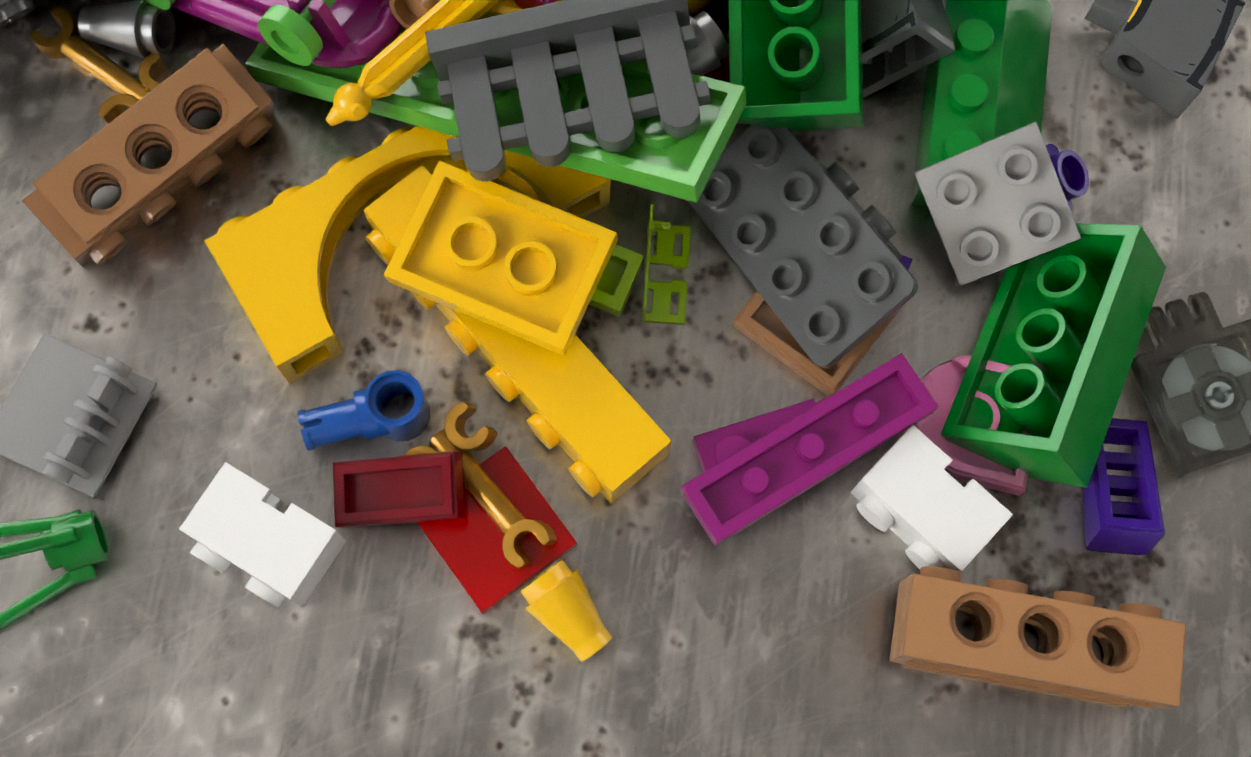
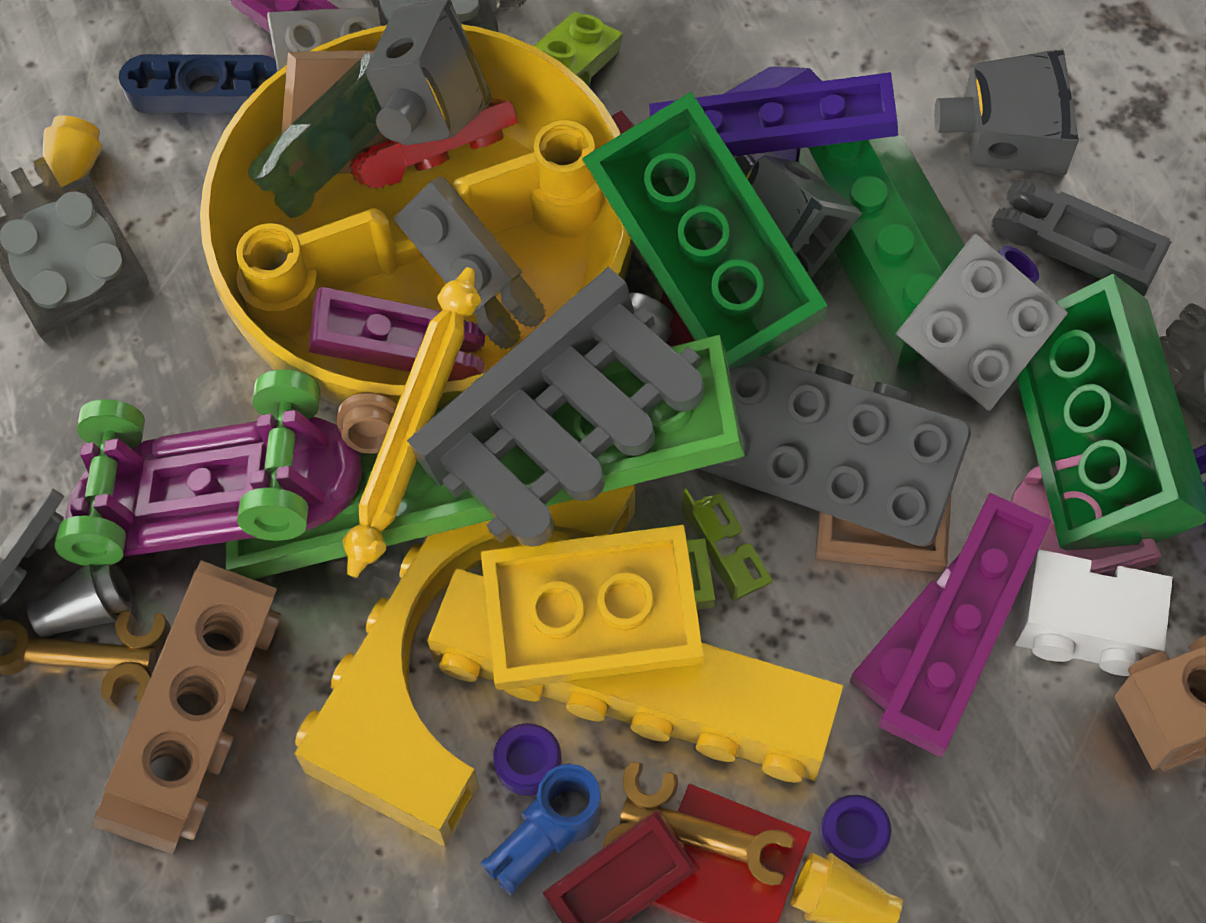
camera: 25 degrees left, 10 degrees down
(391, 347) = (525, 756): none -> dark purple tile
(613, 563) = (855, 830): none -> dark purple tile
(1151, 181) = (1081, 235): none -> dark grey hinge

